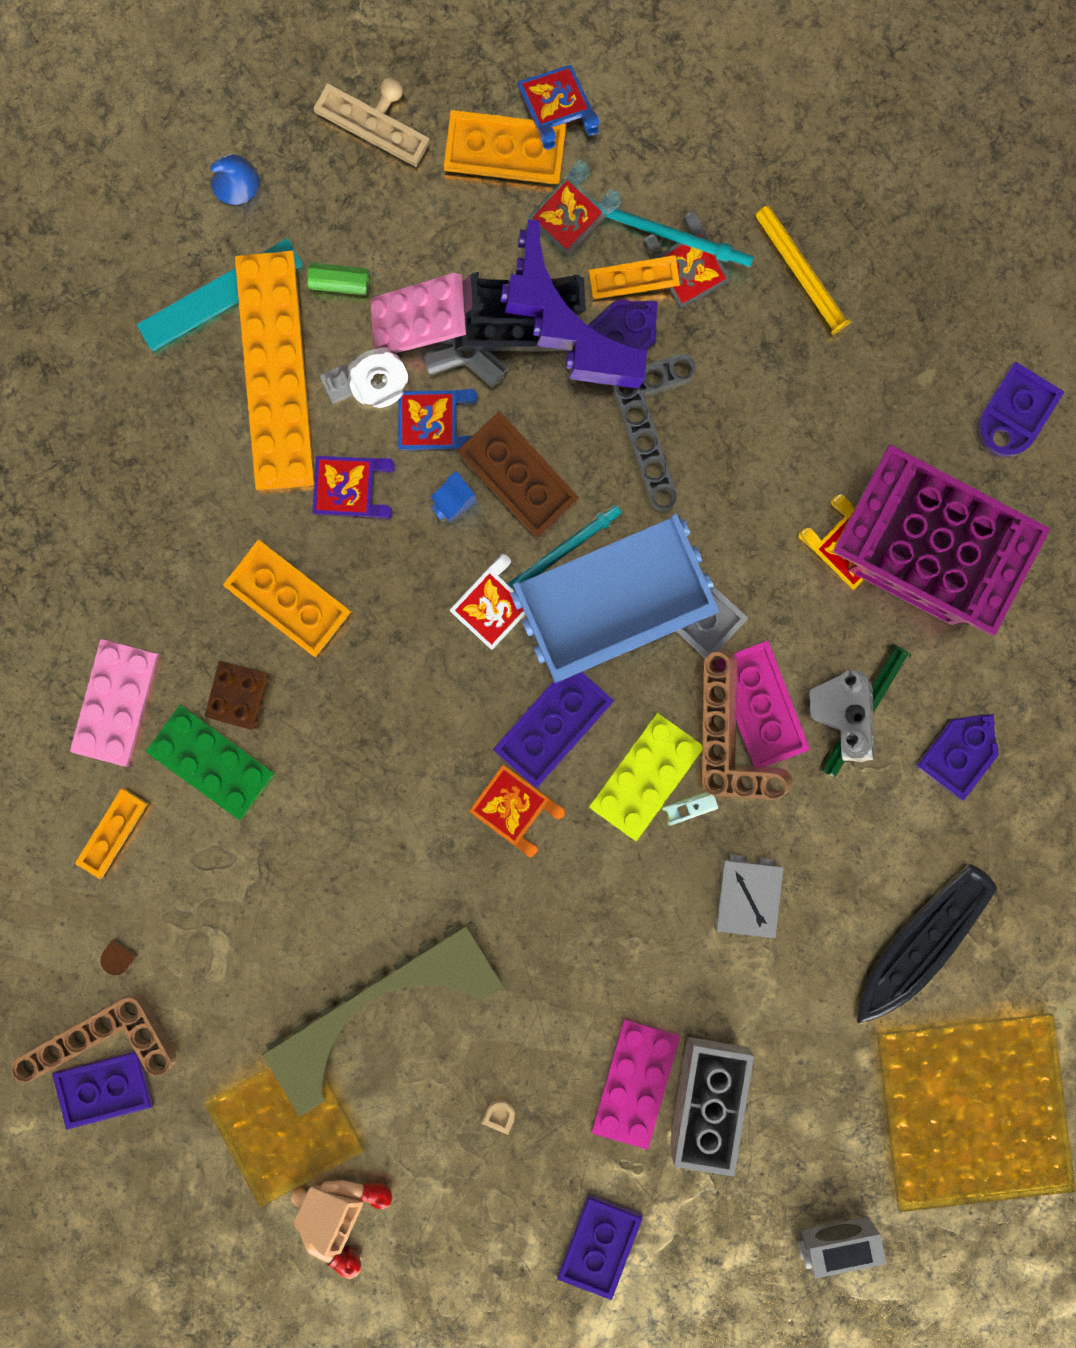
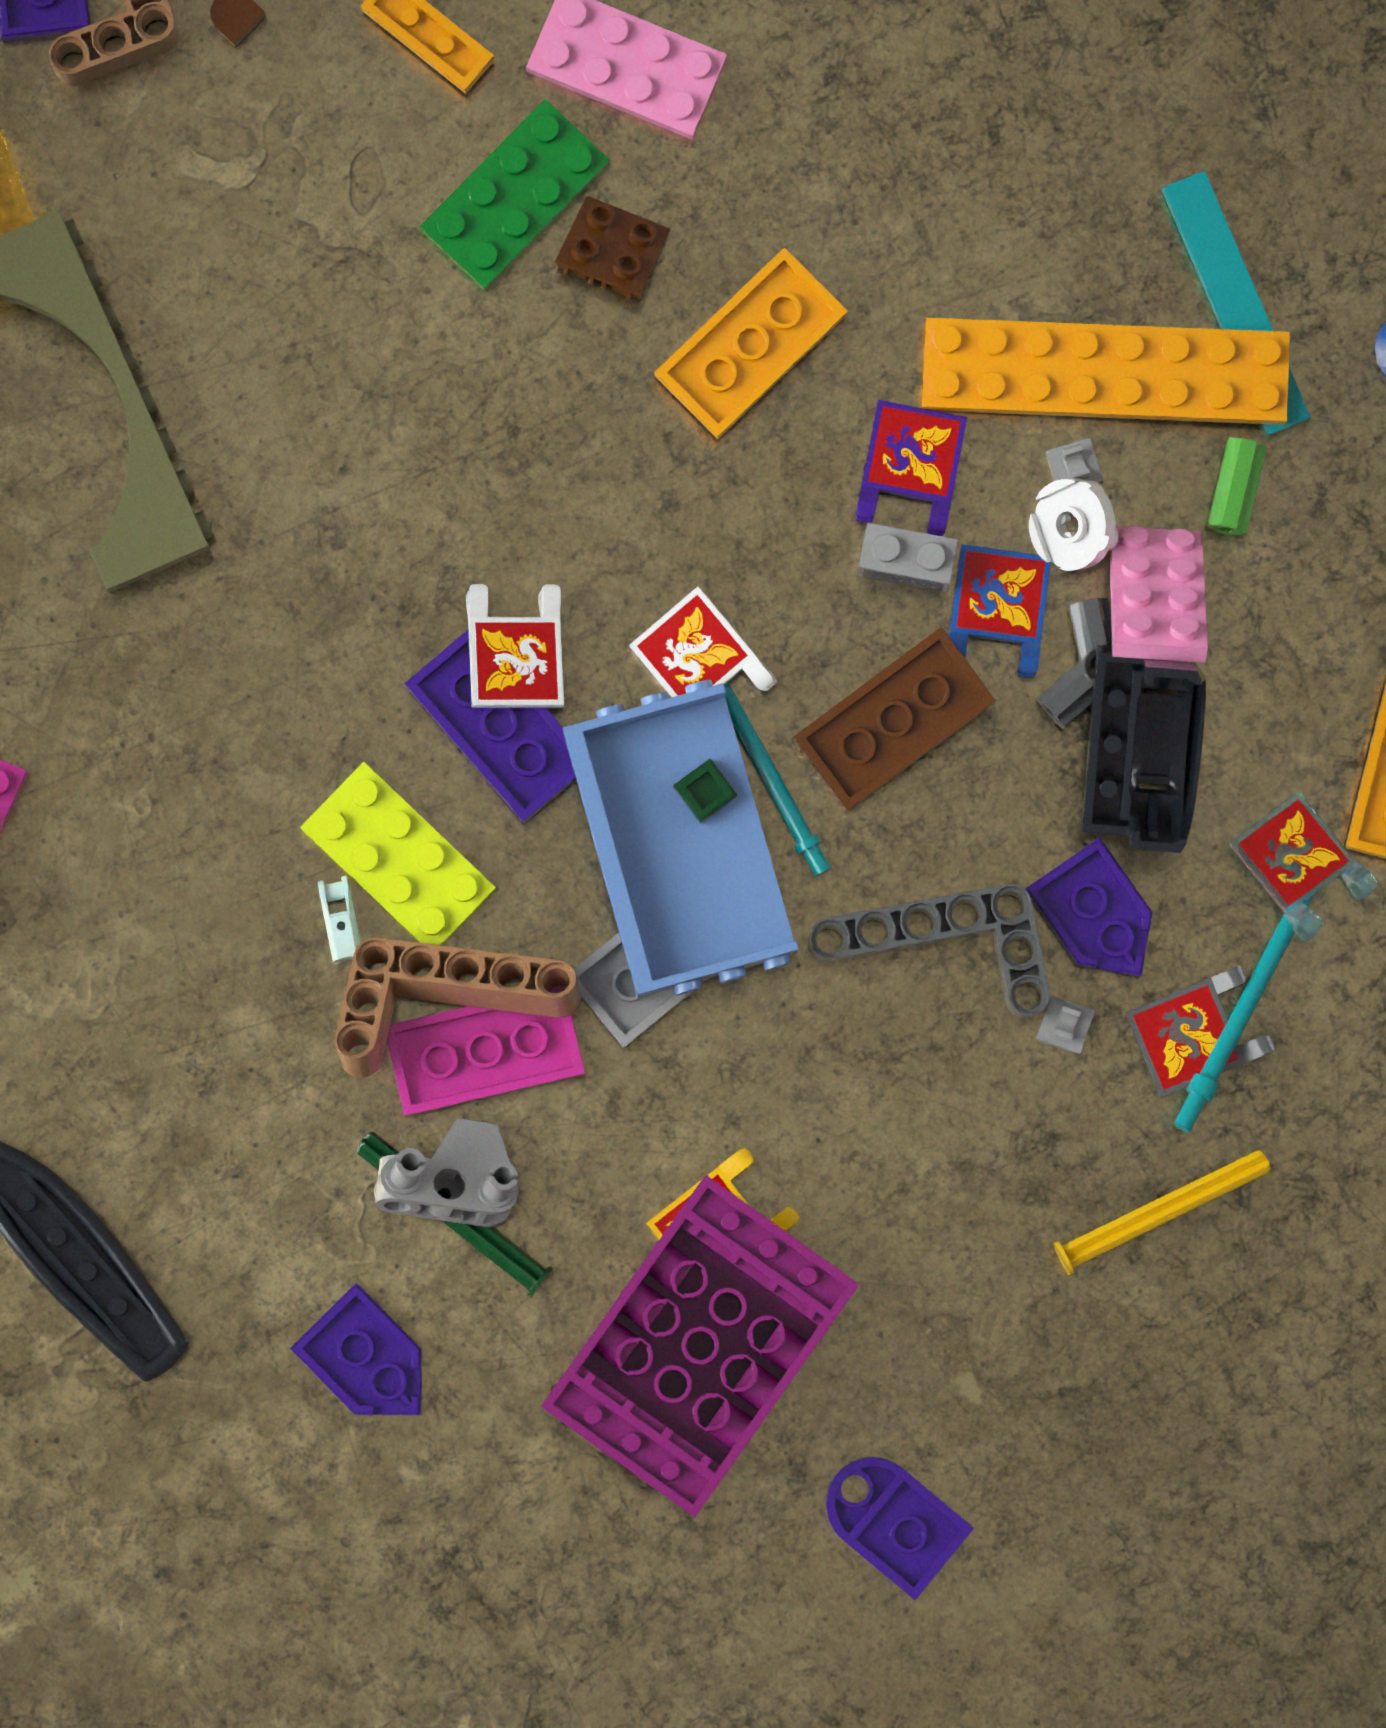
camera: 95 degrees right, 5 degrees down
(412, 480) = (907, 557): none -> light grey brick
(452, 498) = (871, 614): blue arch -> none
(510, 718) = (515, 658): none -> flag
(511, 807) = (381, 644): flag -> none
(581, 587) = (705, 791): none -> dark green tile
(589, 353) = (1165, 774): dark purple arch -> none
(634, 277) = (1180, 942): light orange plate -> none
(695, 344) = (1065, 1025): none -> light grey tile
(748, 896) = (189, 988): light grey brick -> none

